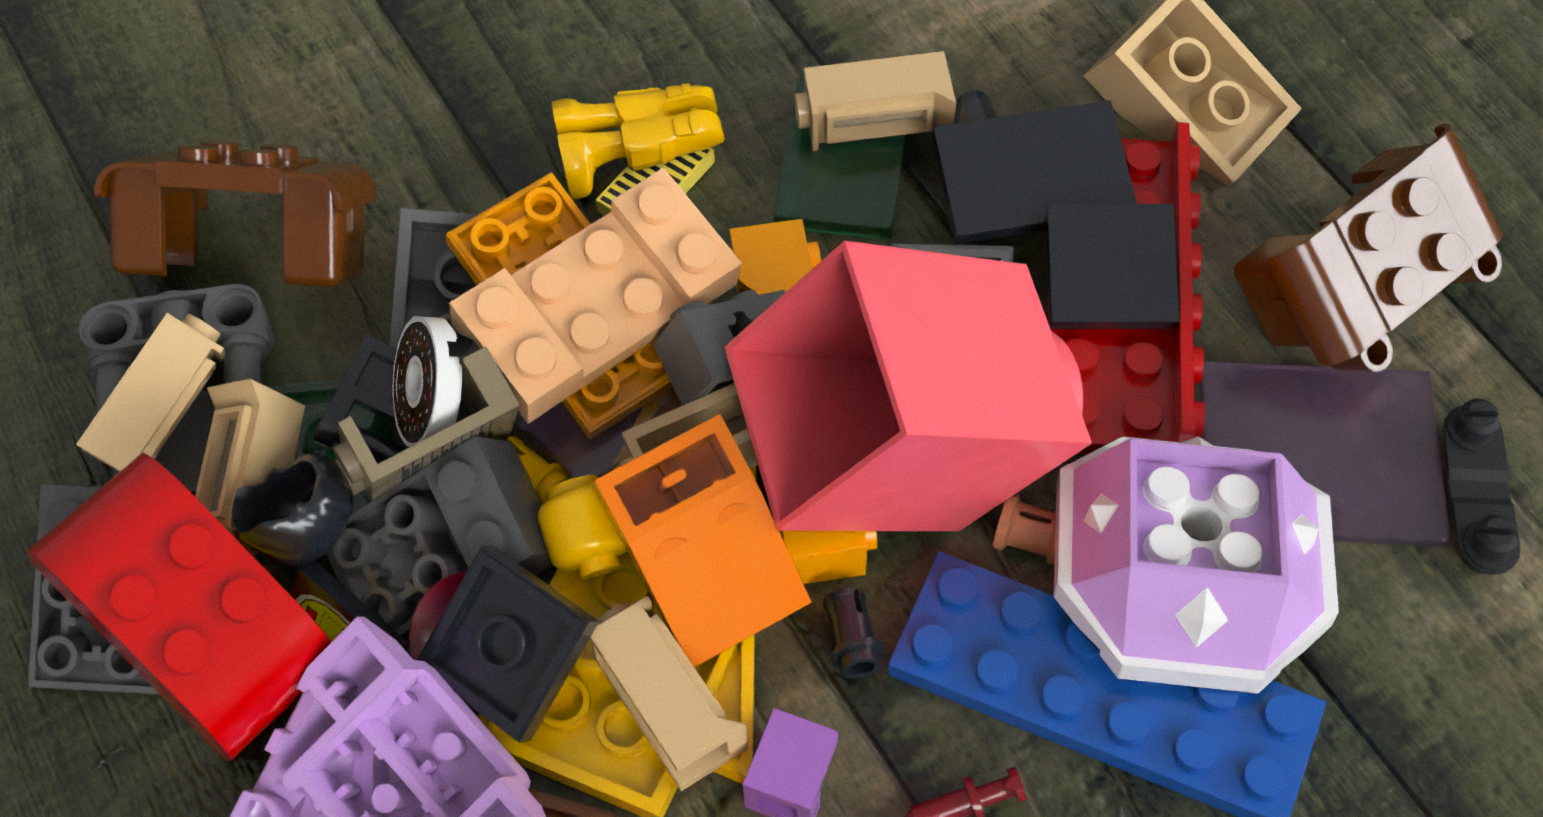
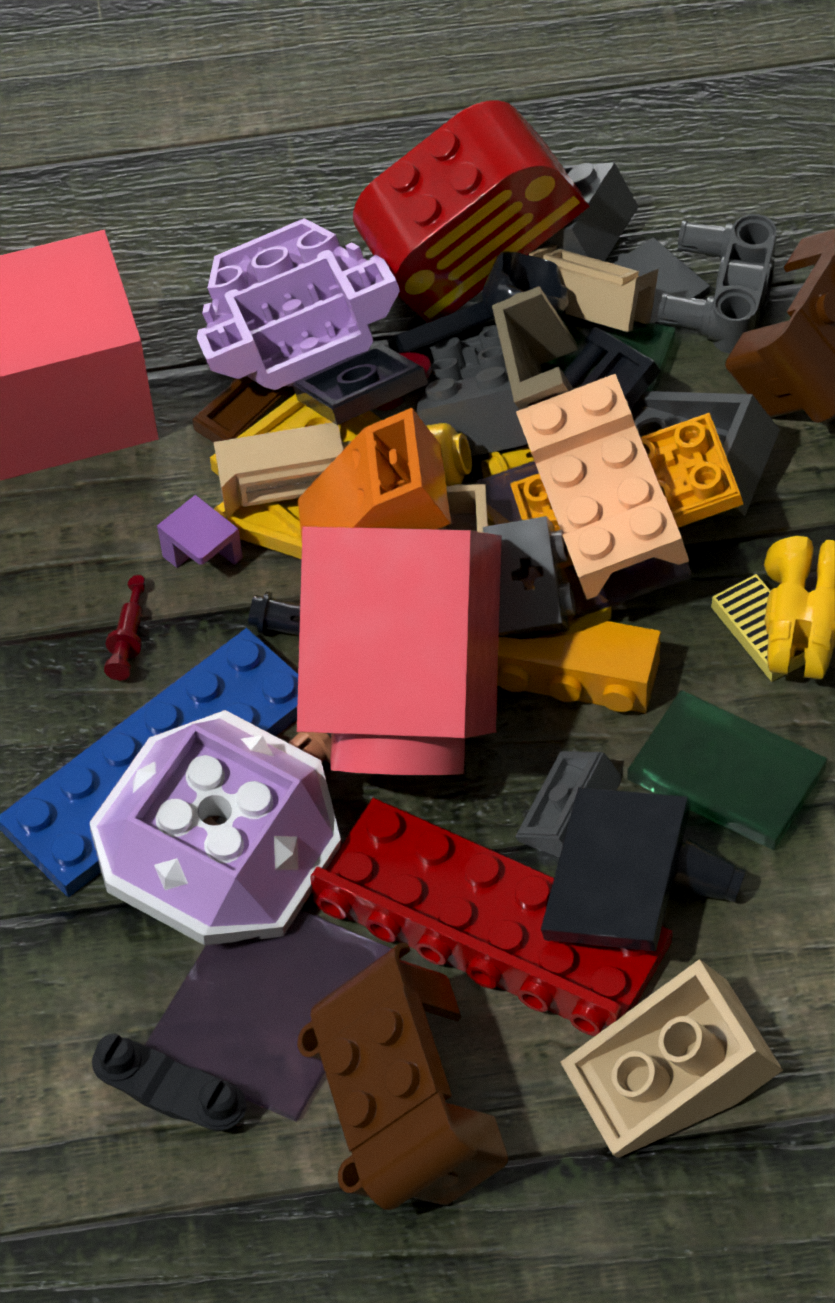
camera: 115 degrees right, 5 degrees down
(154, 392) = (667, 240): tan window -> none
(425, 380) = (580, 367): tile -> none
(875, 98) = (750, 786): tan window -> none
(1112, 266) = (491, 881): black tile -> none

